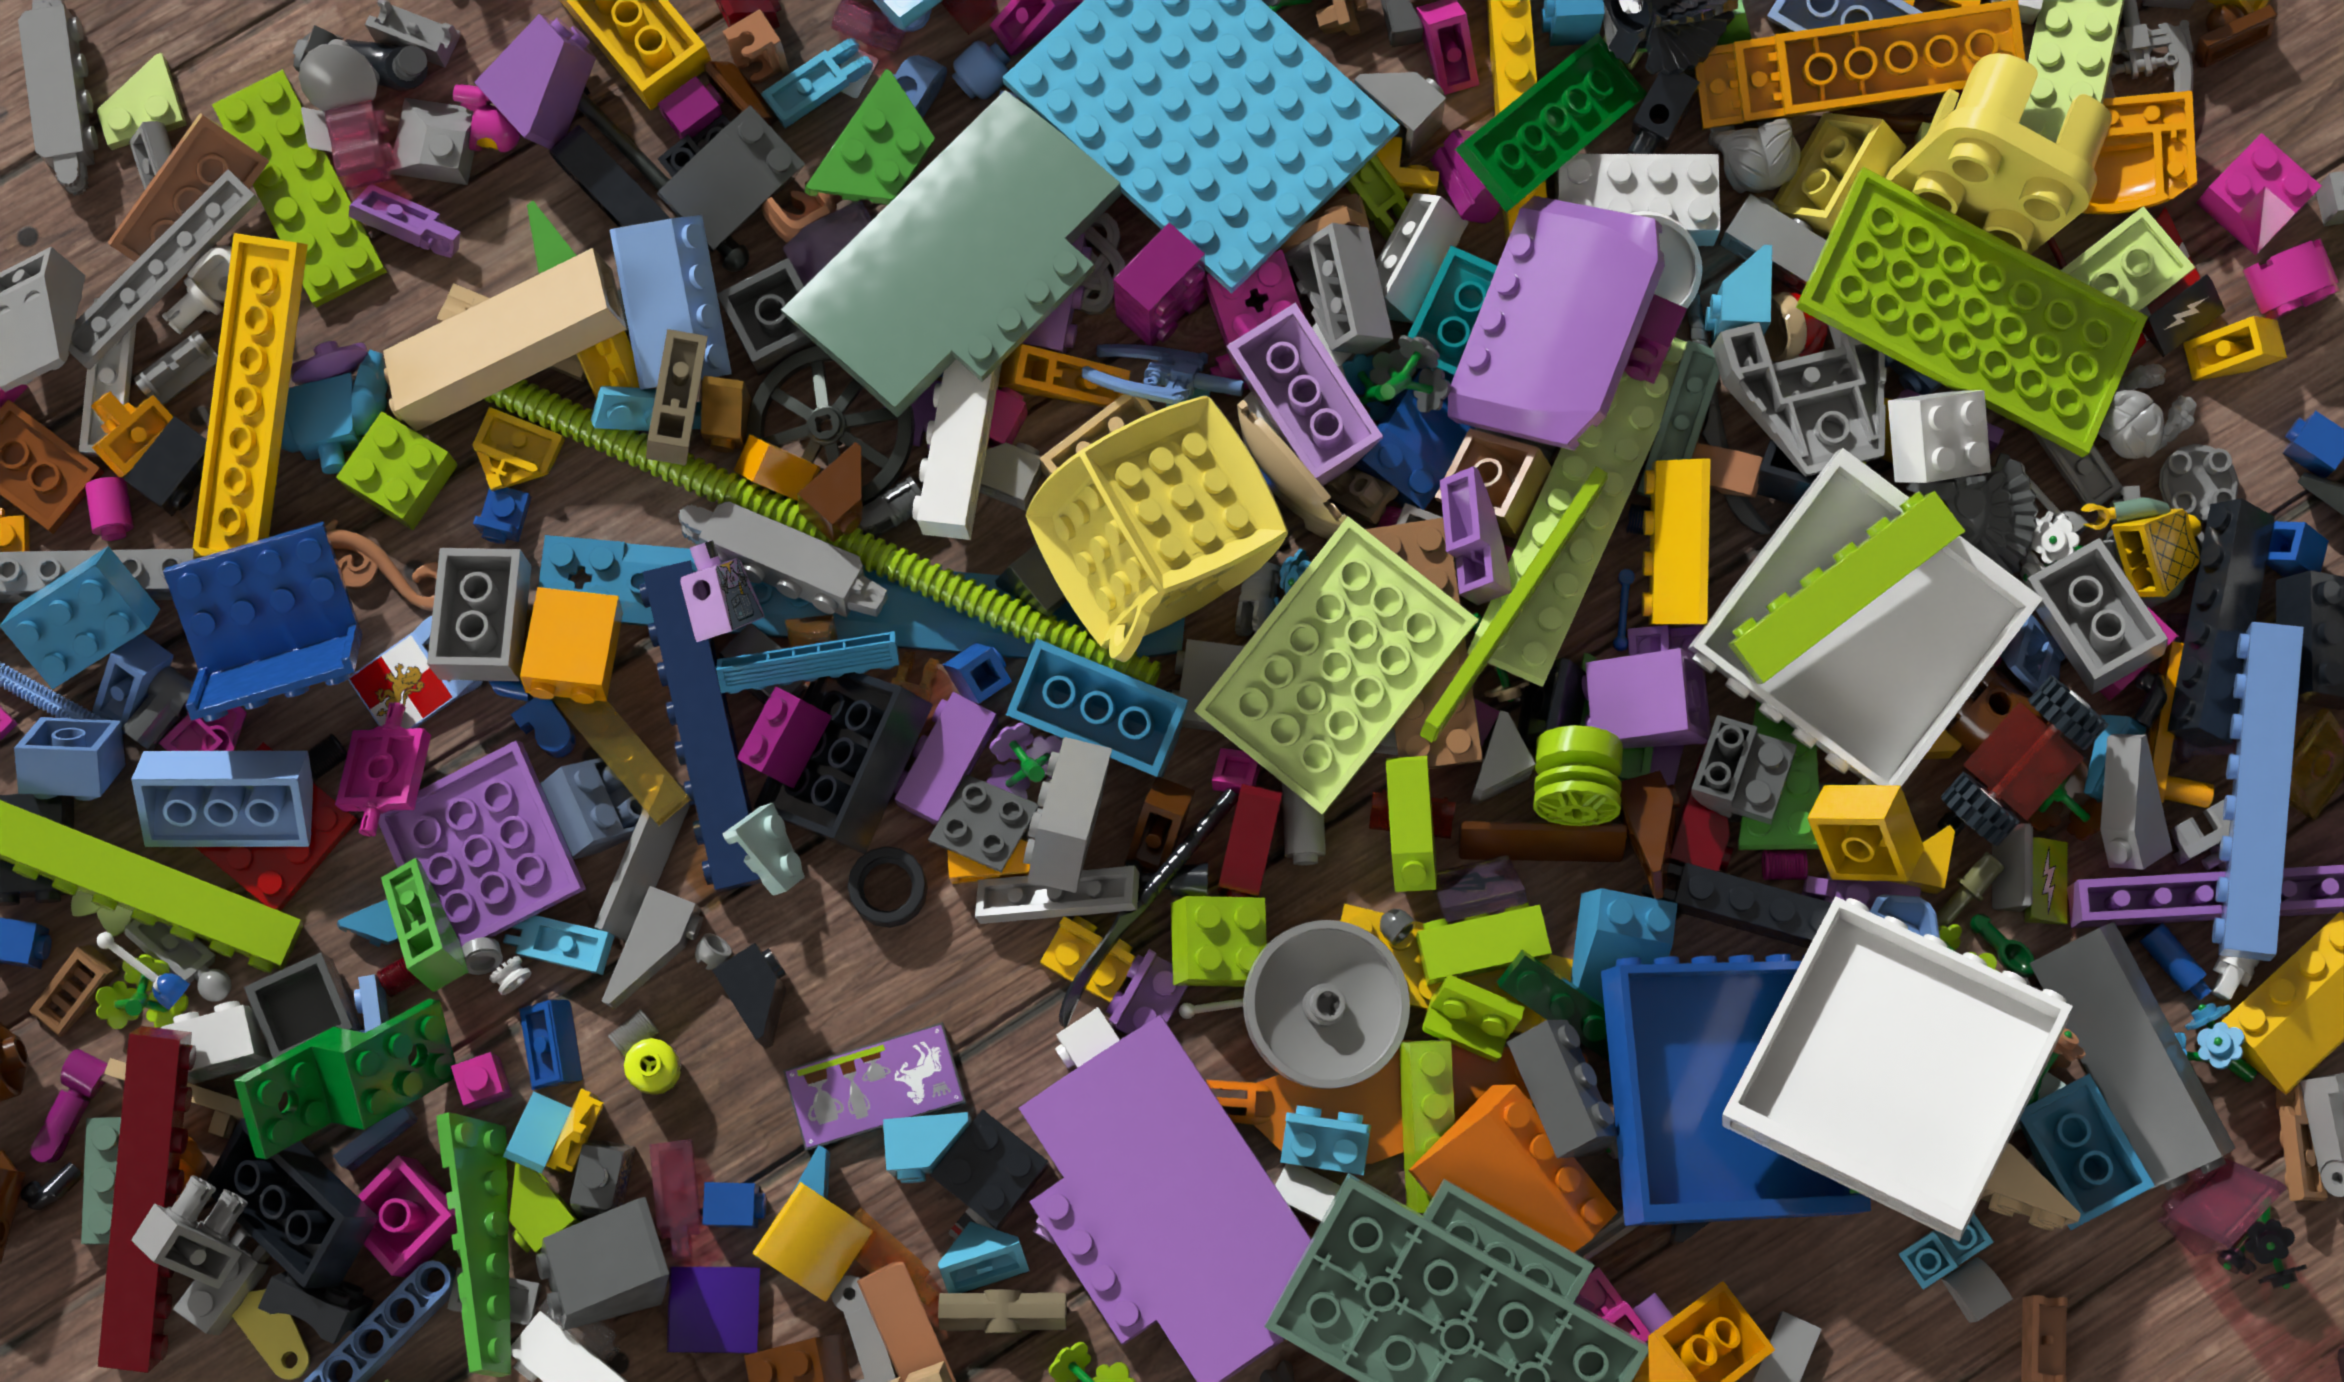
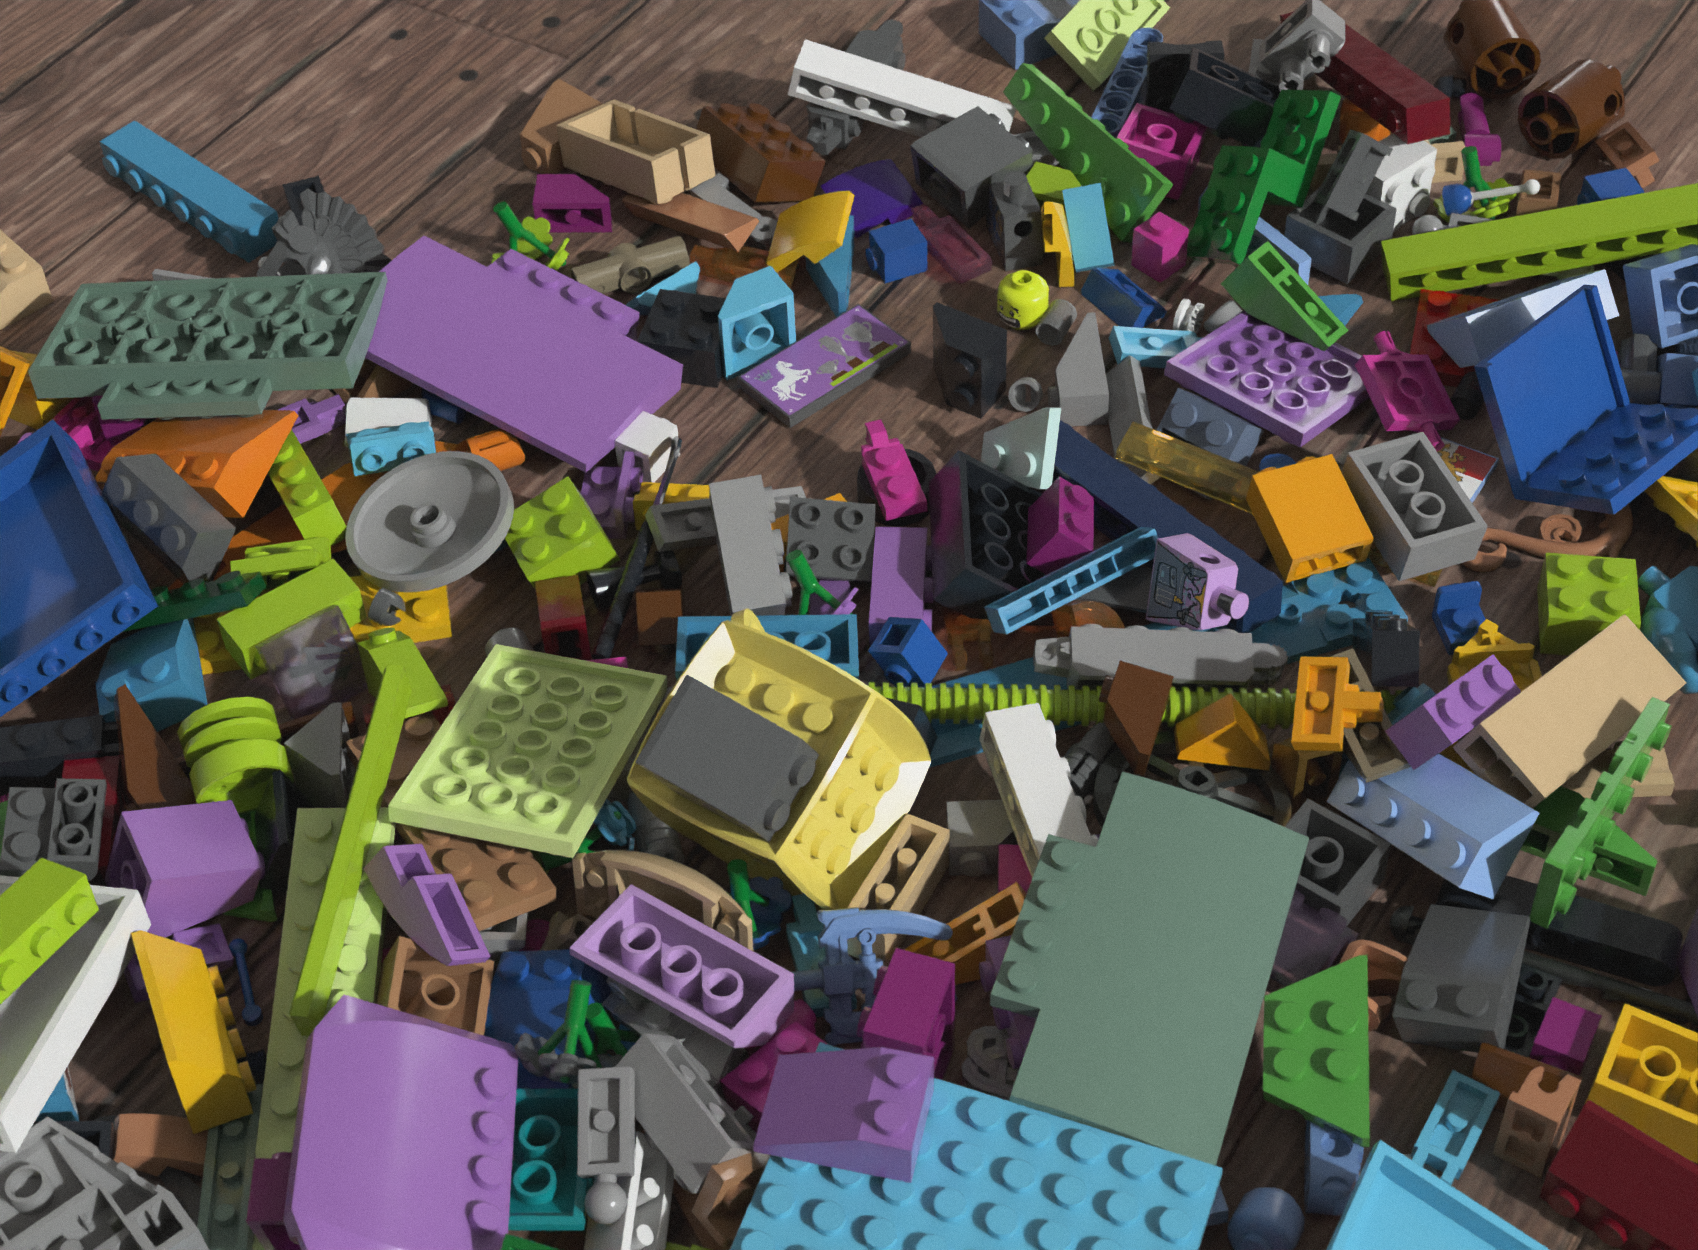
camera: 155 degrees right, 30 degrees down
(274, 1016) = (1352, 174): none -> dark grey hinge
(588, 215) = (1573, 852): none -> bright green wing
(604, 468) = (1387, 649): none -> black brick
(607, 350) = (1453, 712): none -> medium lavender brick
(700, 394) = (1329, 704): none -> light orange hinge
(894, 875) = (891, 474): none -> dark pink hinge
(1213, 461) = (728, 758): none -> dark grey slope
(1242, 205) = (849, 1110): none -> medium lavender slope
(1412, 287) = (606, 1138): none -> light grey plate

